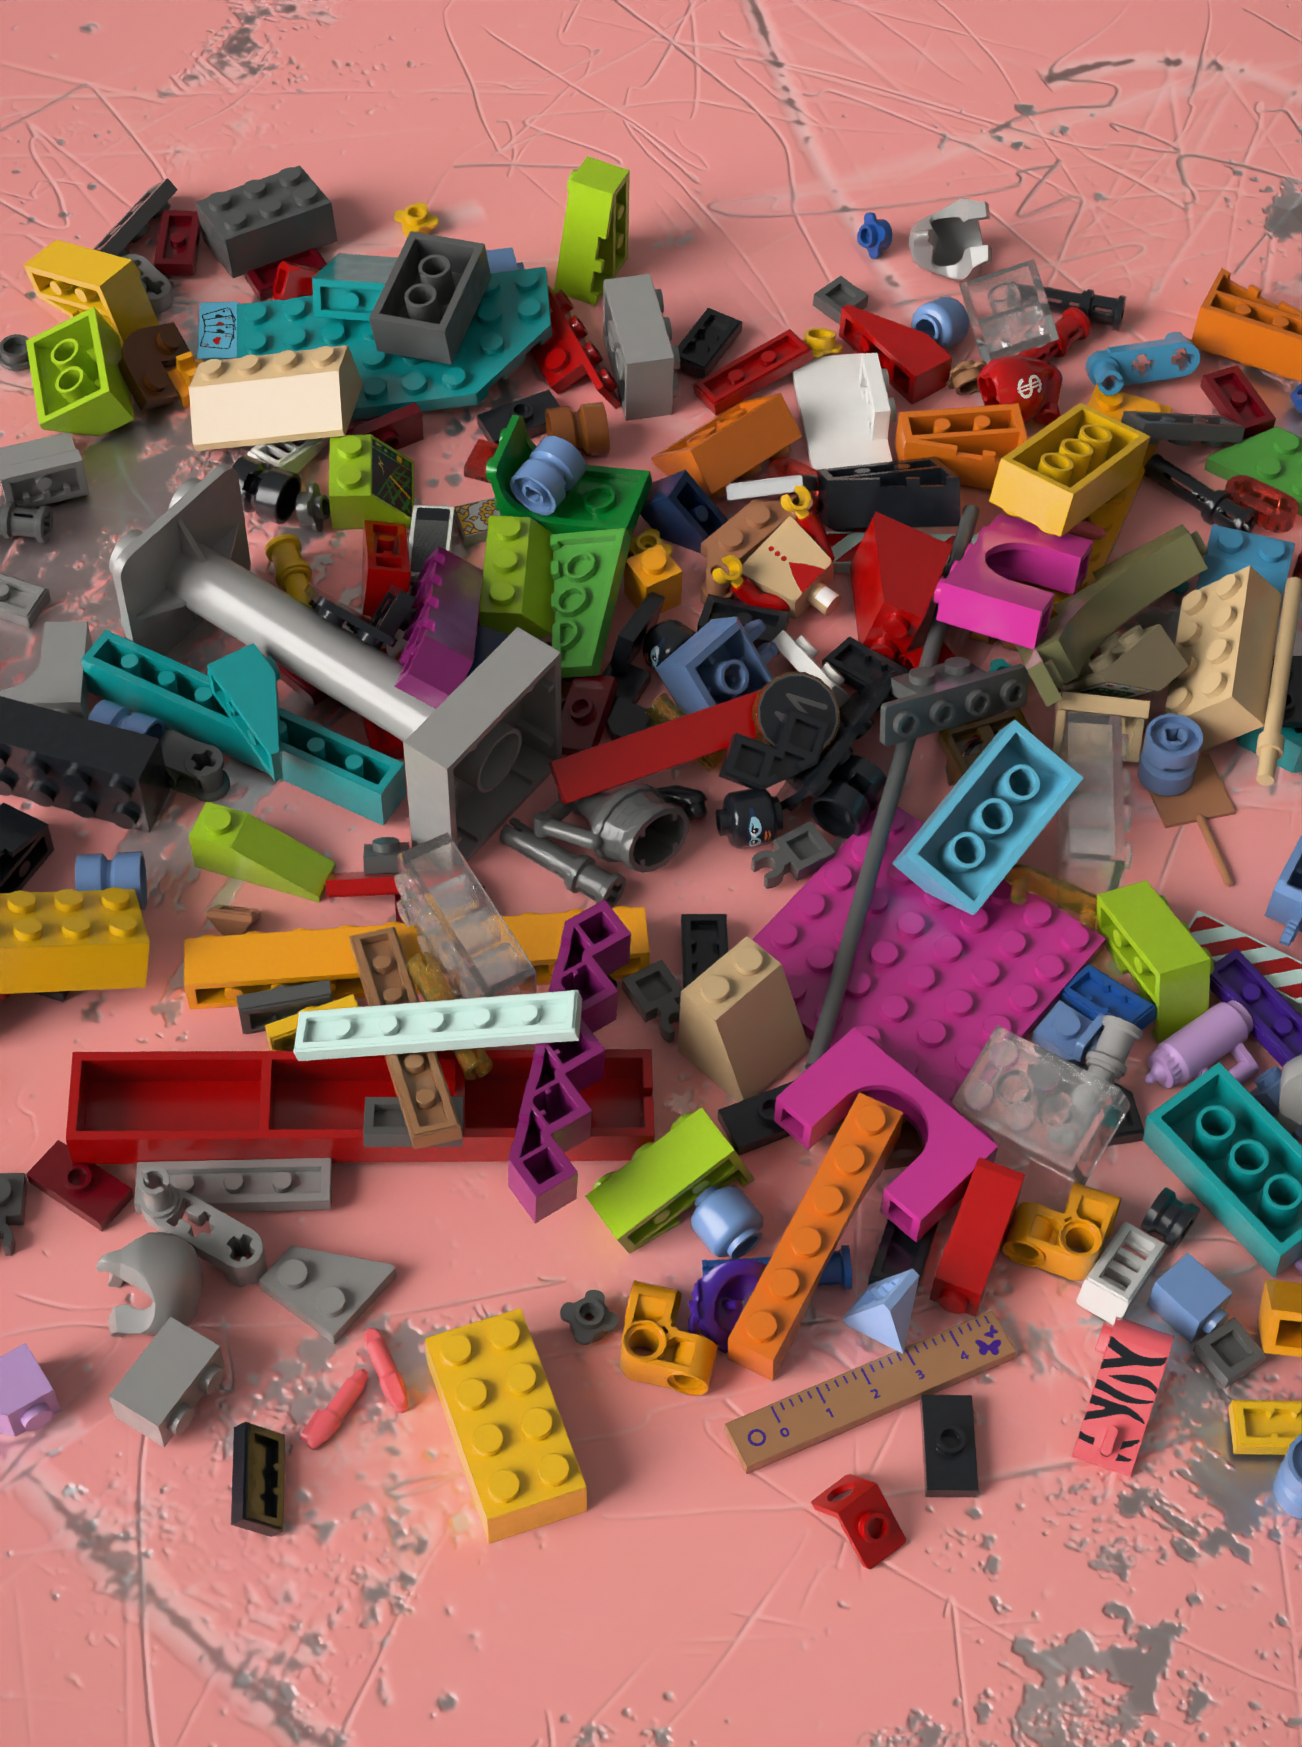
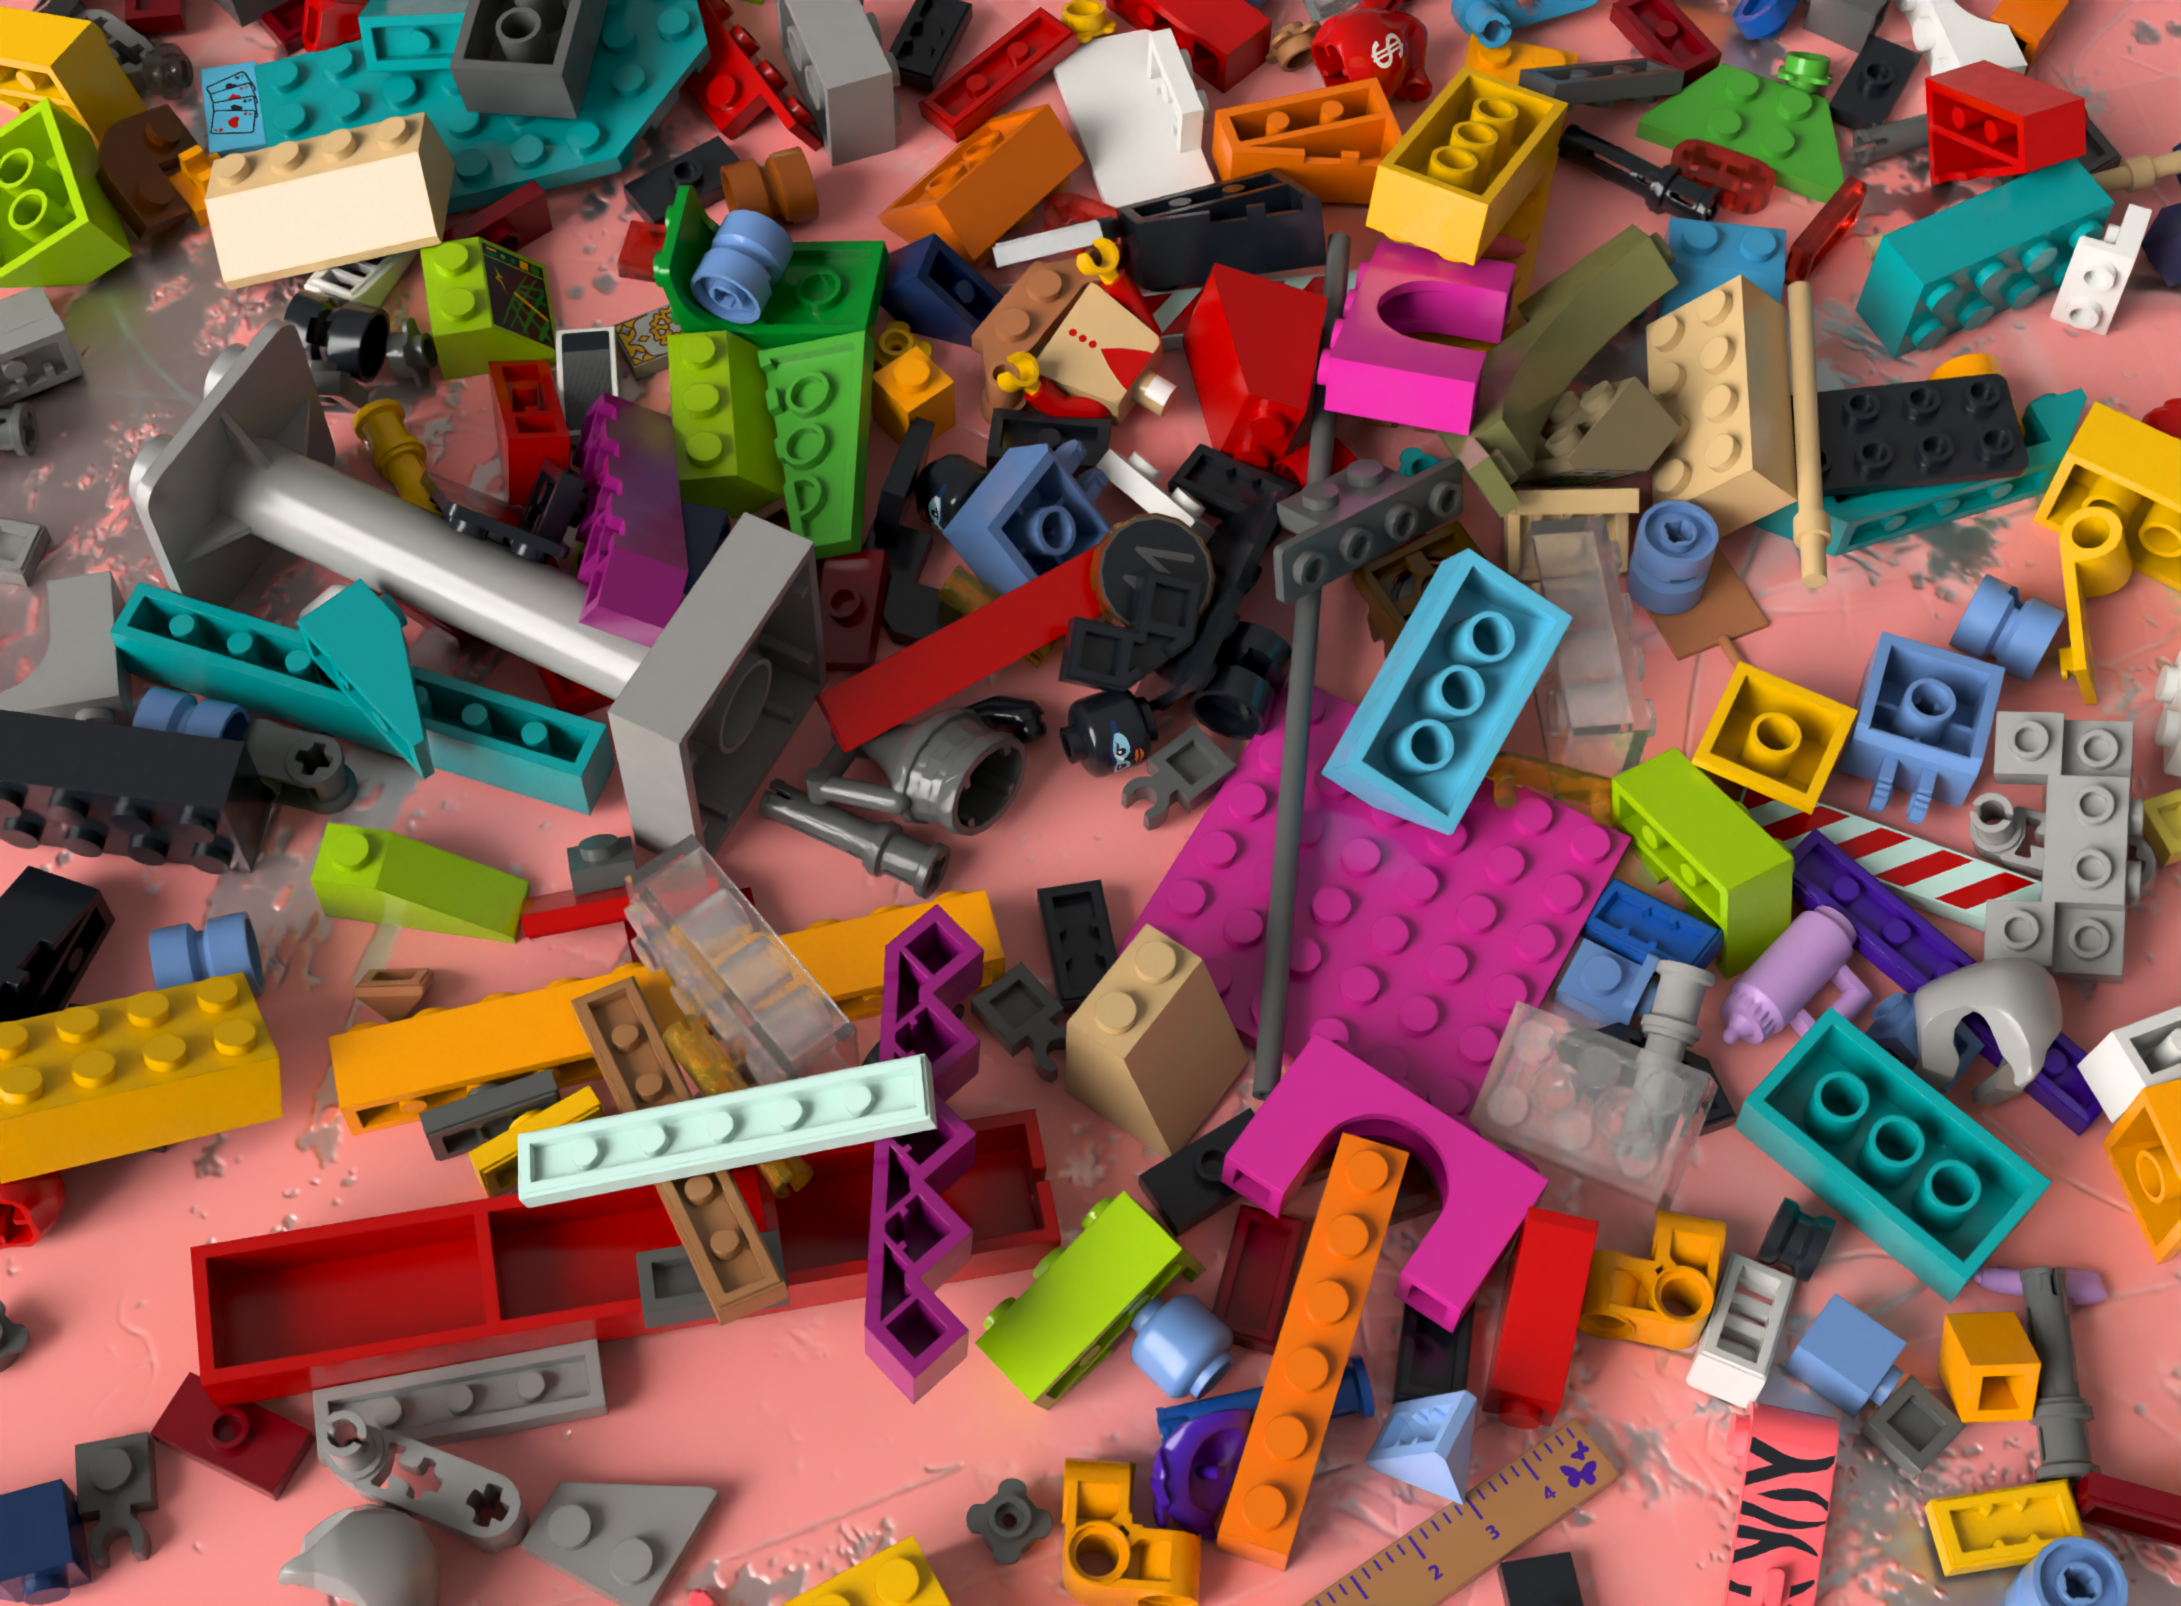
camera: 10 degrees left, 5 degrees up
(177, 301) = (167, 71): none -> clear smoke plate
(258, 523) = (336, 388): none -> dark grey plate
(786, 1185) = (1258, 1277): none -> dark red tile
(1219, 883) = (1774, 737): none -> yellow slope

